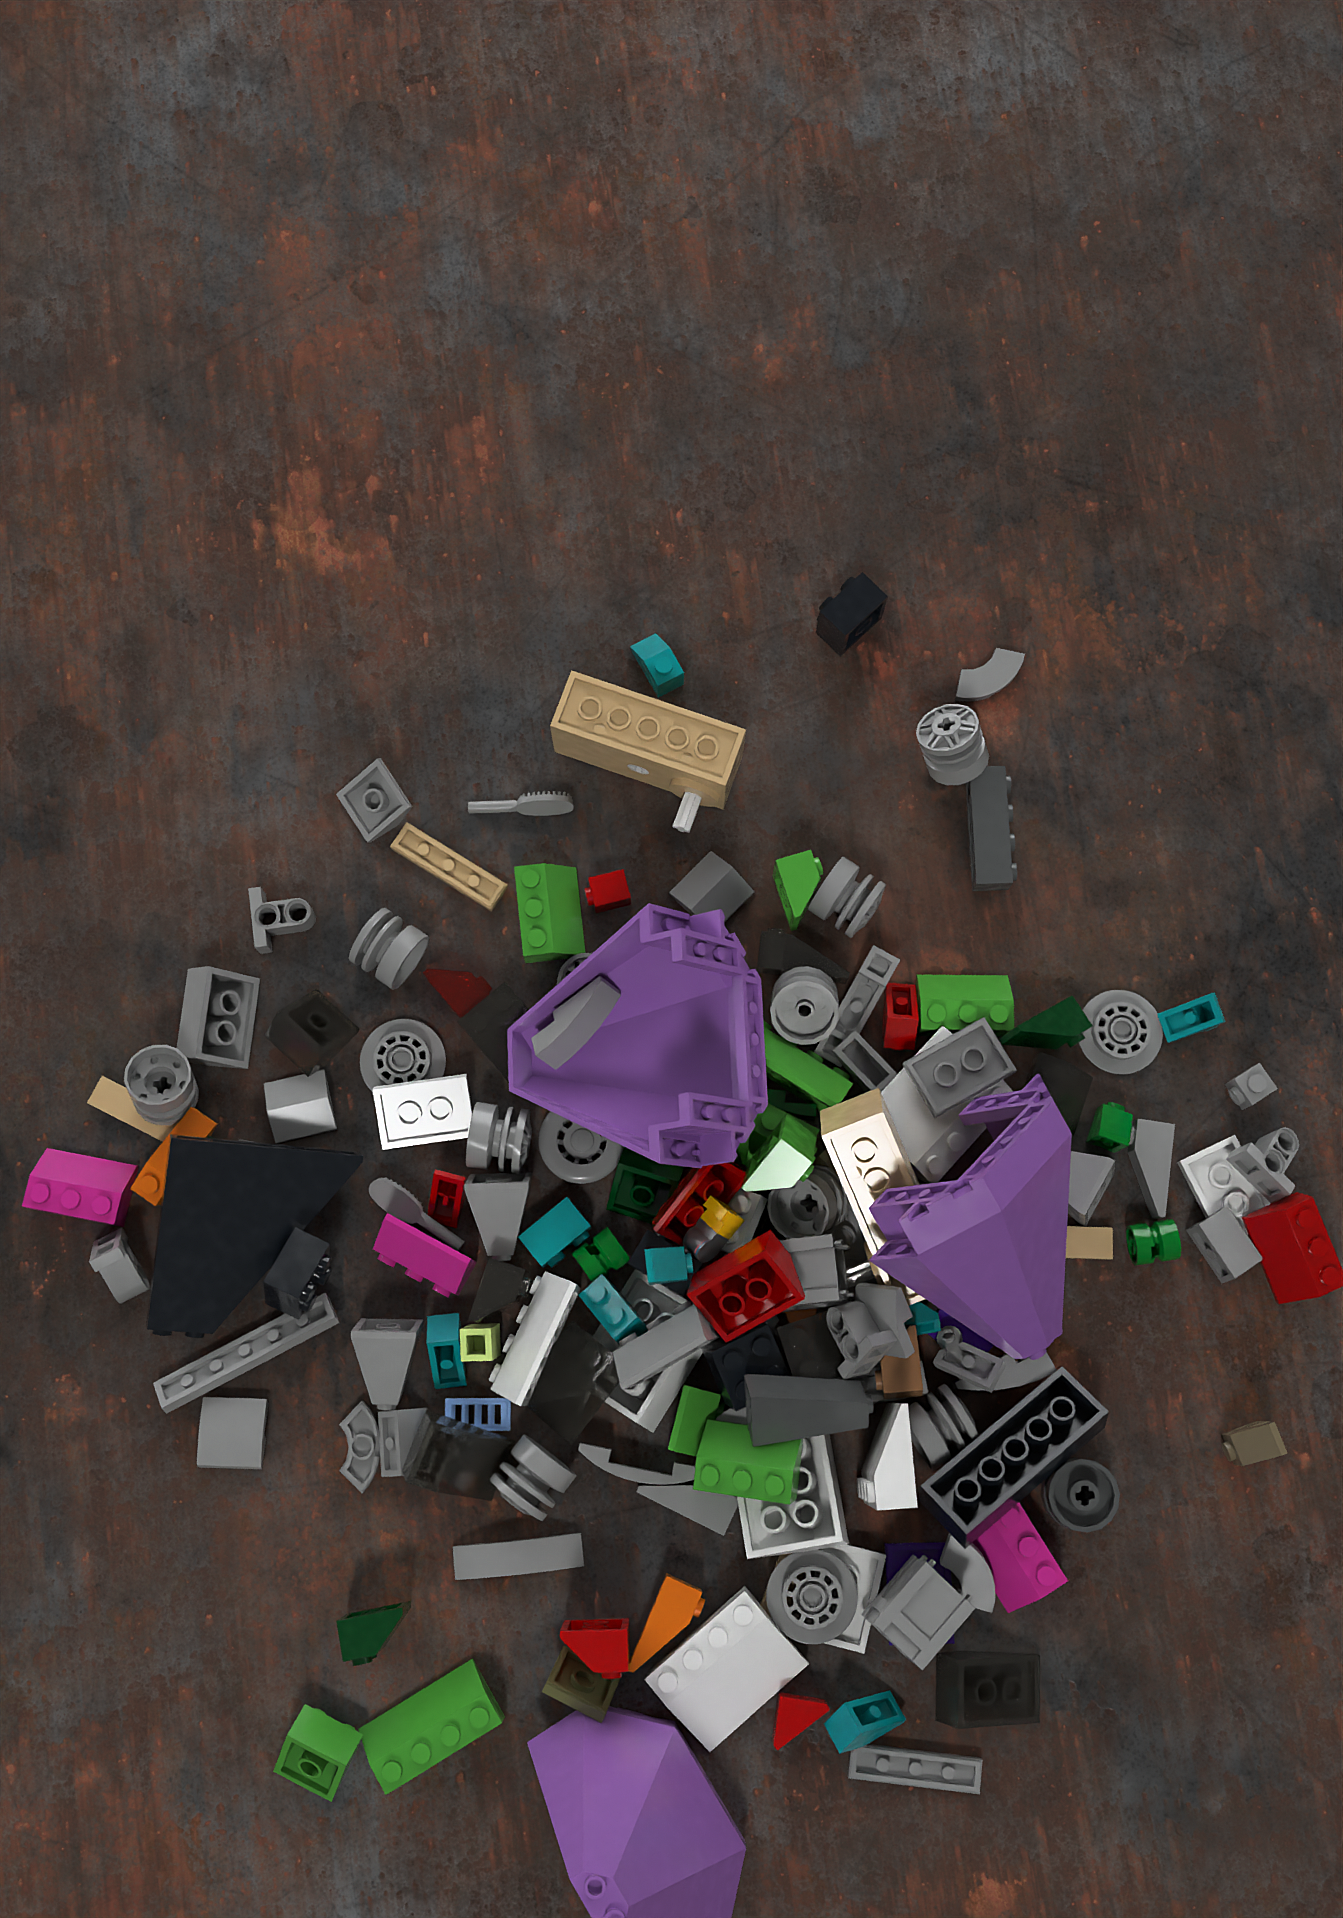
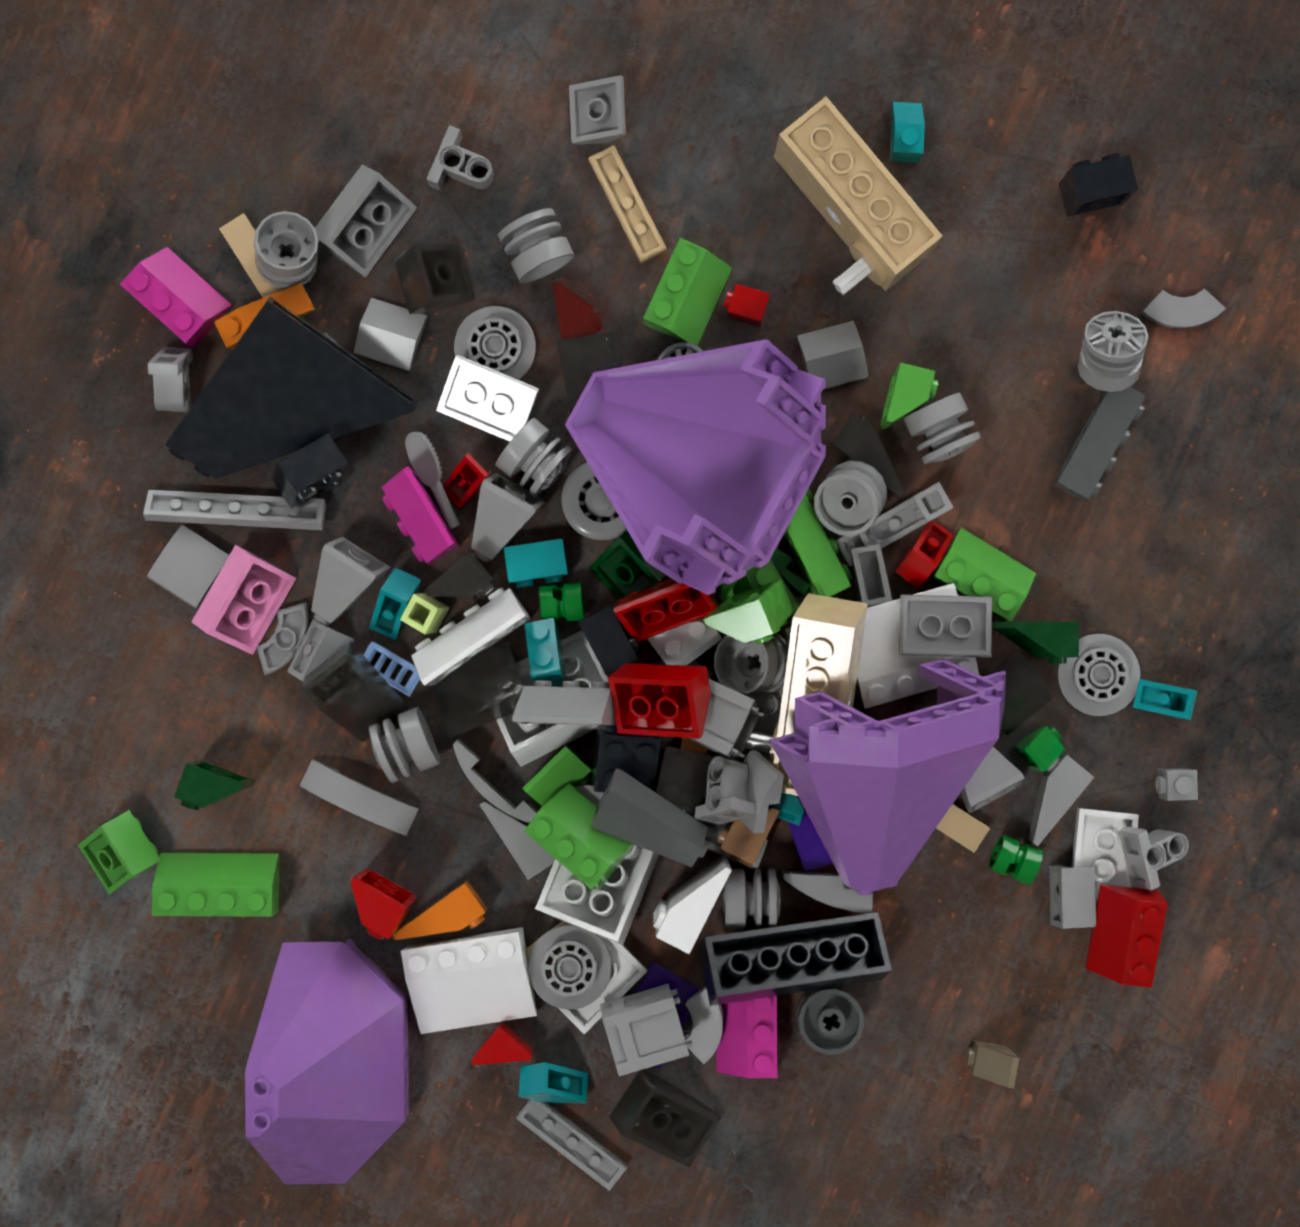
camera: 35 degrees right, 10 degrees up
(302, 1433) = (243, 600): none -> bright pink slope
(533, 805) = (727, 192): light grey piece -> none
(575, 1022) = (651, 401): light grey slope -> none
(579, 1686) = (345, 927): olive tile -> none
(667, 1265) = (607, 644): teal slope -> none
(712, 1230) = (661, 637): leg -> none
(966, 1360) = (804, 862): light grey hinge -> none

